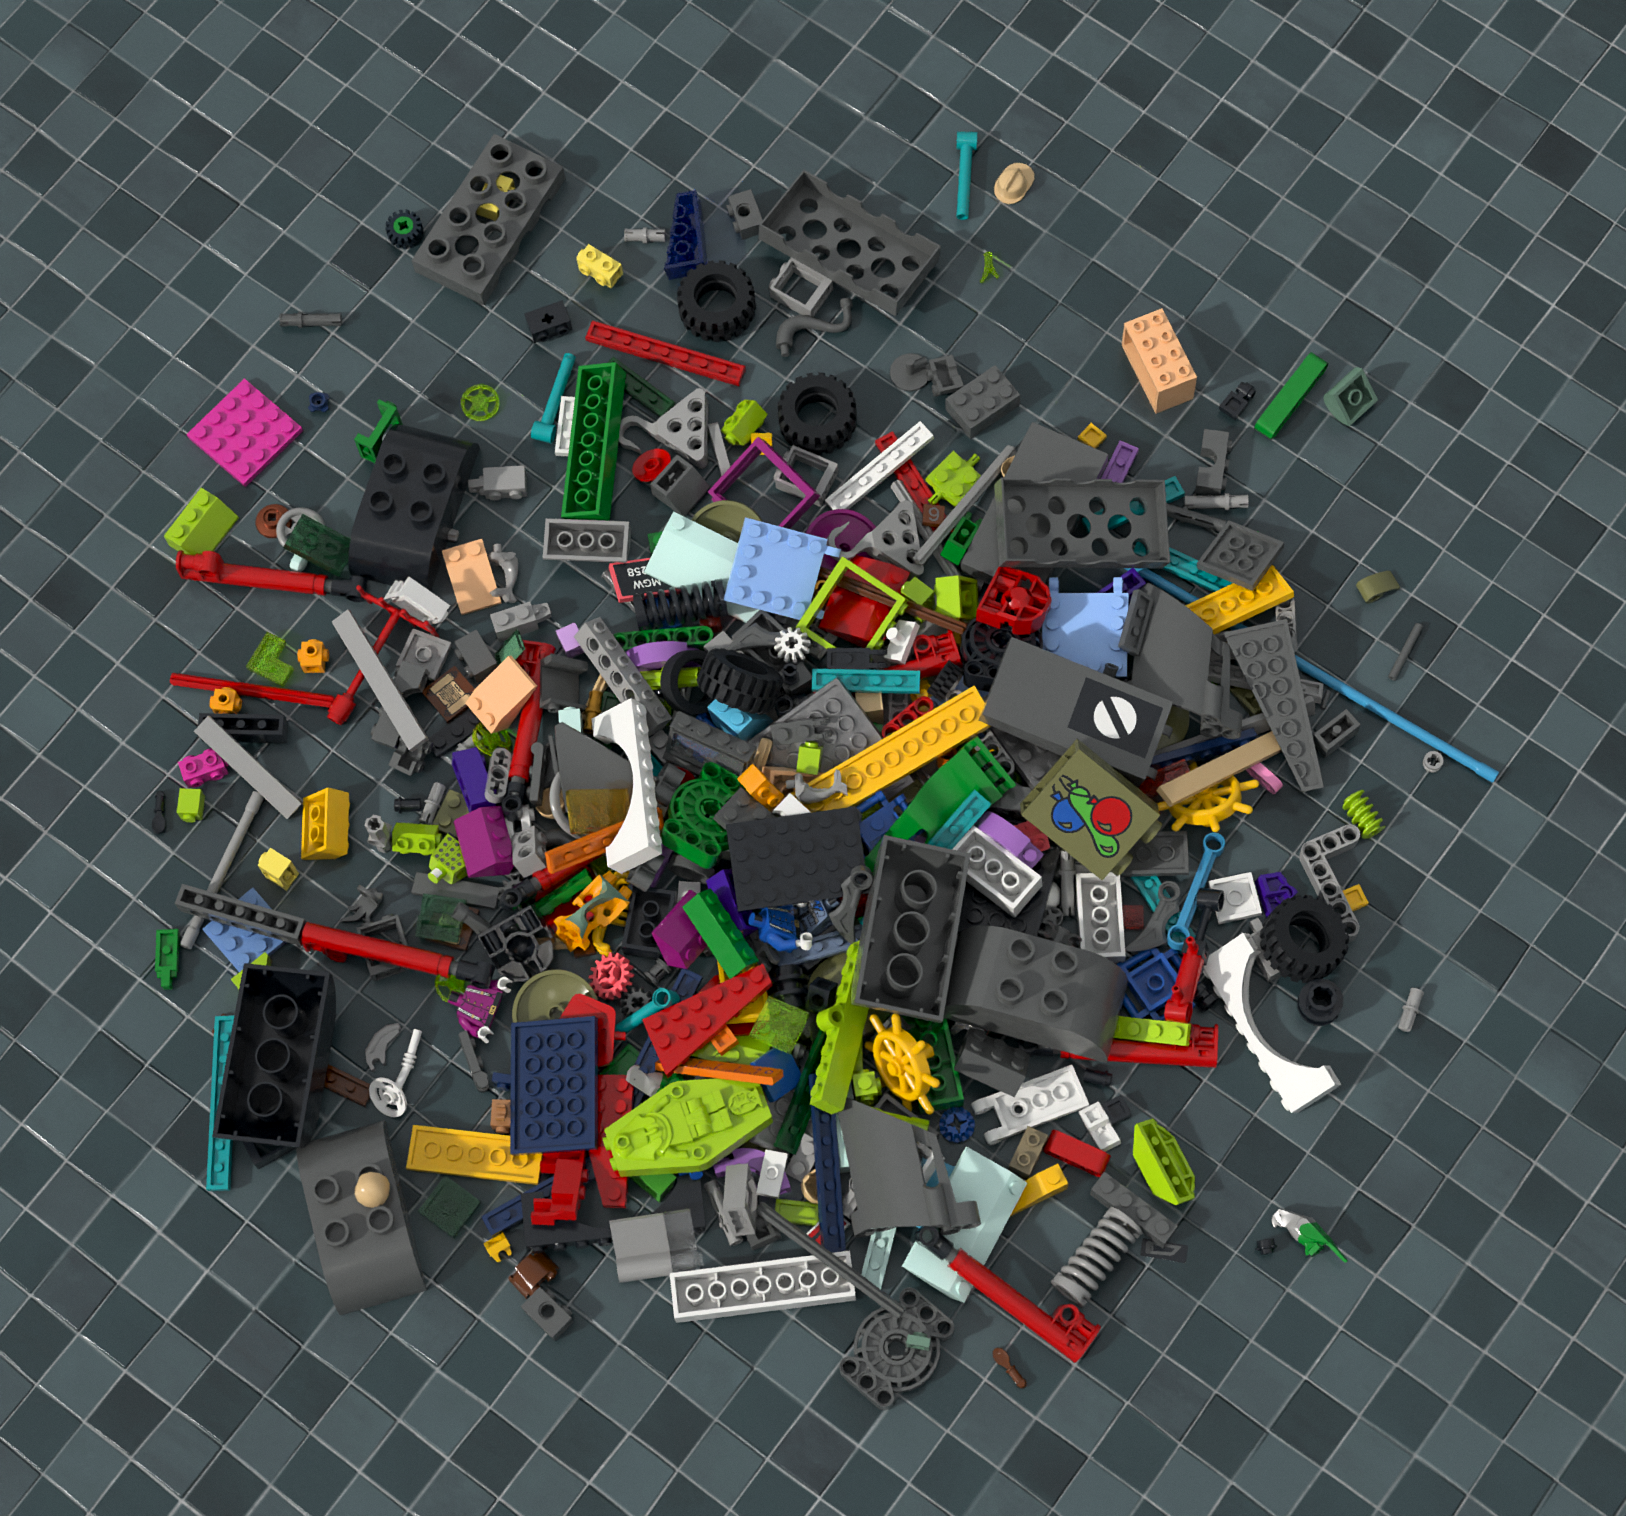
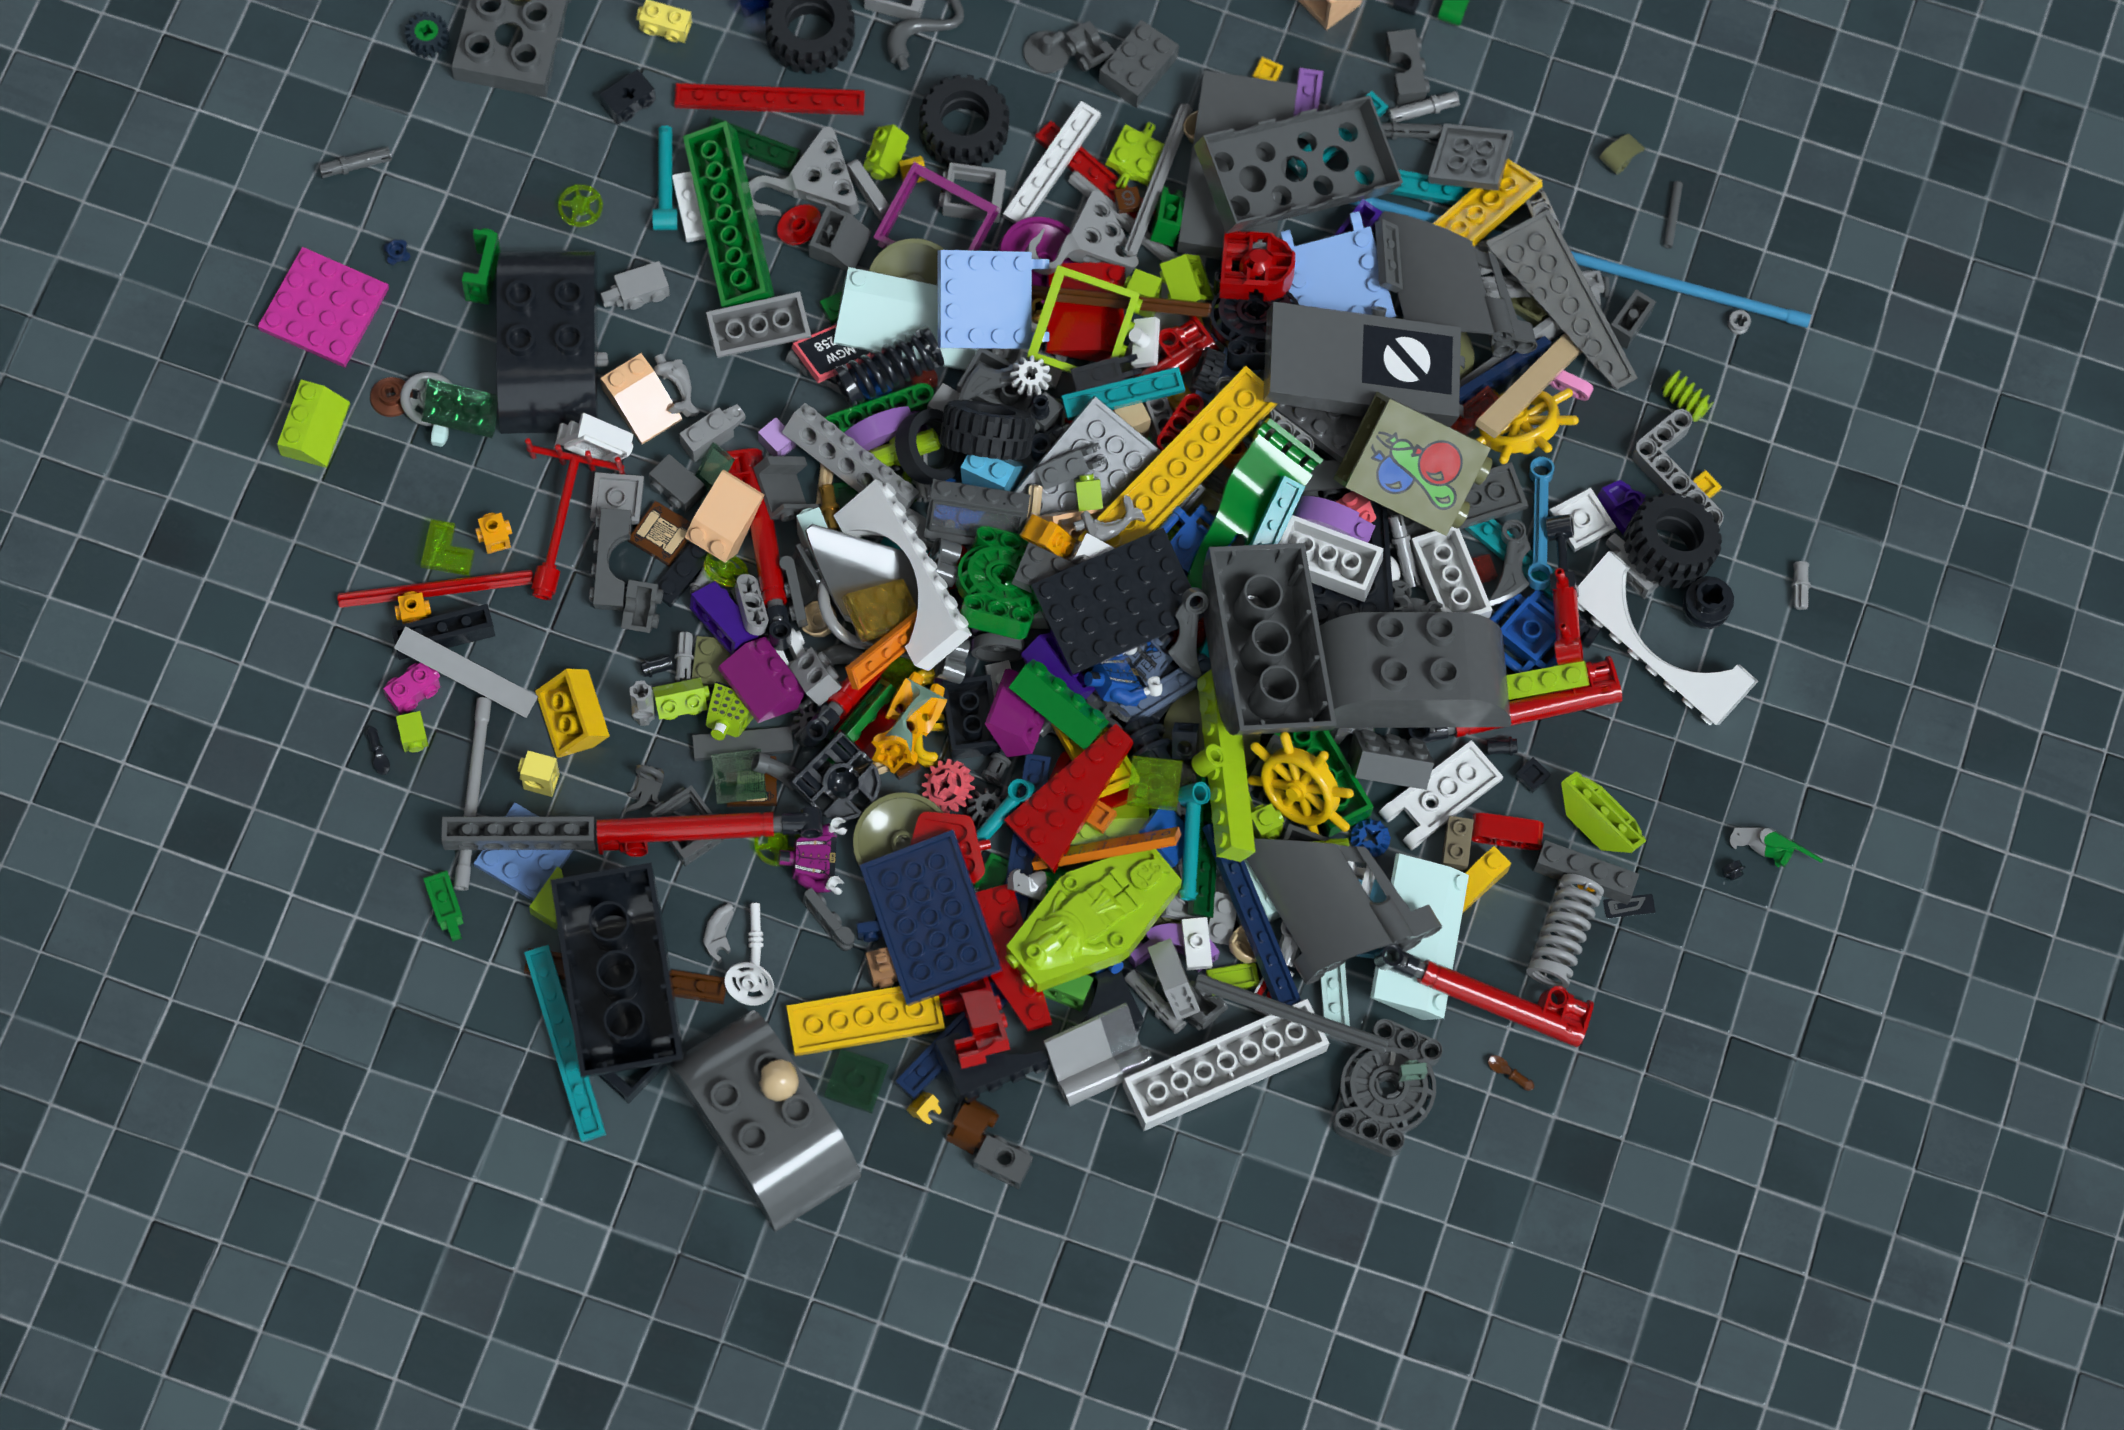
camera: 30 degrees left, 0 degrees up
(211, 568) = (343, 467): red piece -> none
(380, 680) = (583, 537): light grey tile -> none
(795, 1080) = (1192, 798): none -> teal piece
(1099, 1127) = (1520, 798): white slope -> none

